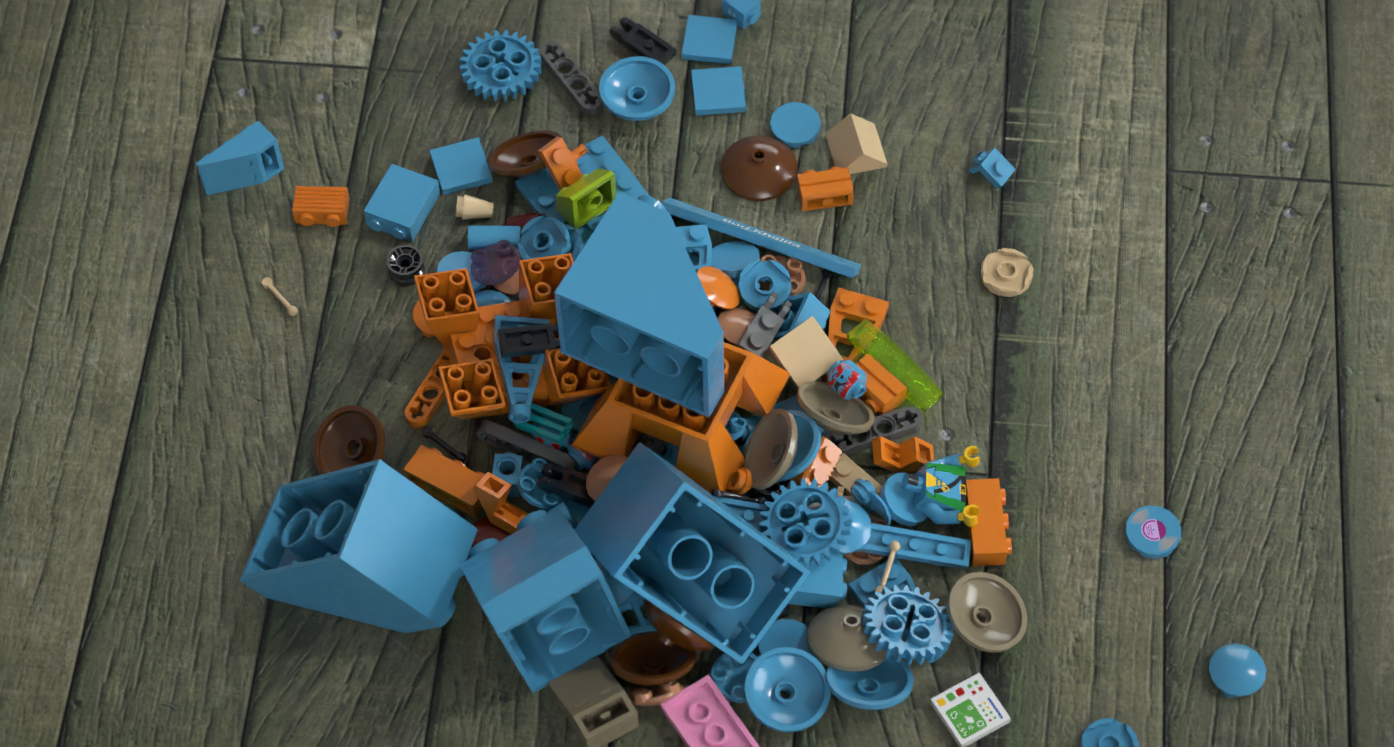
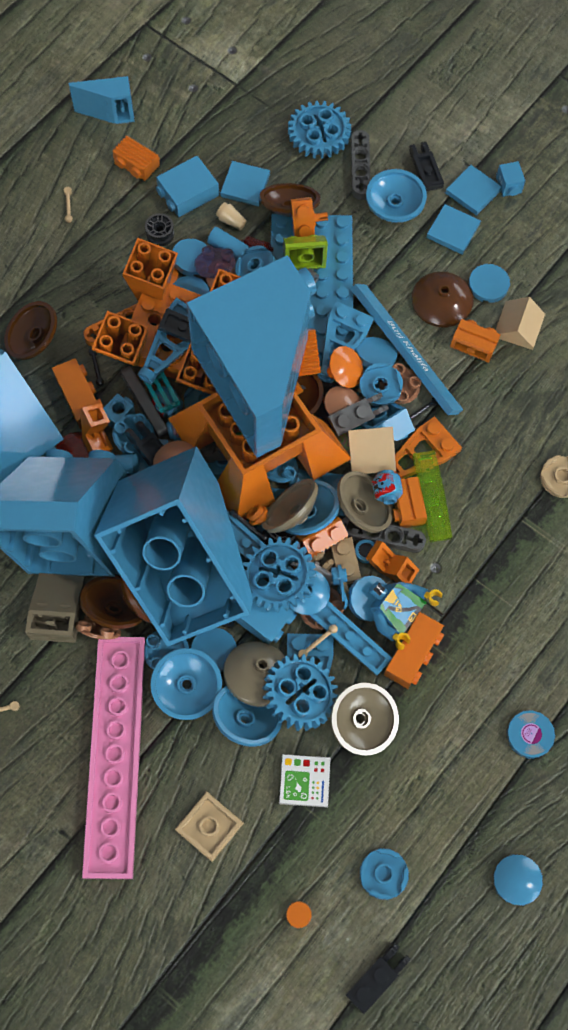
camera: 30 degrees right, 10 degrees up
(864, 458) = (362, 549): none -> tile

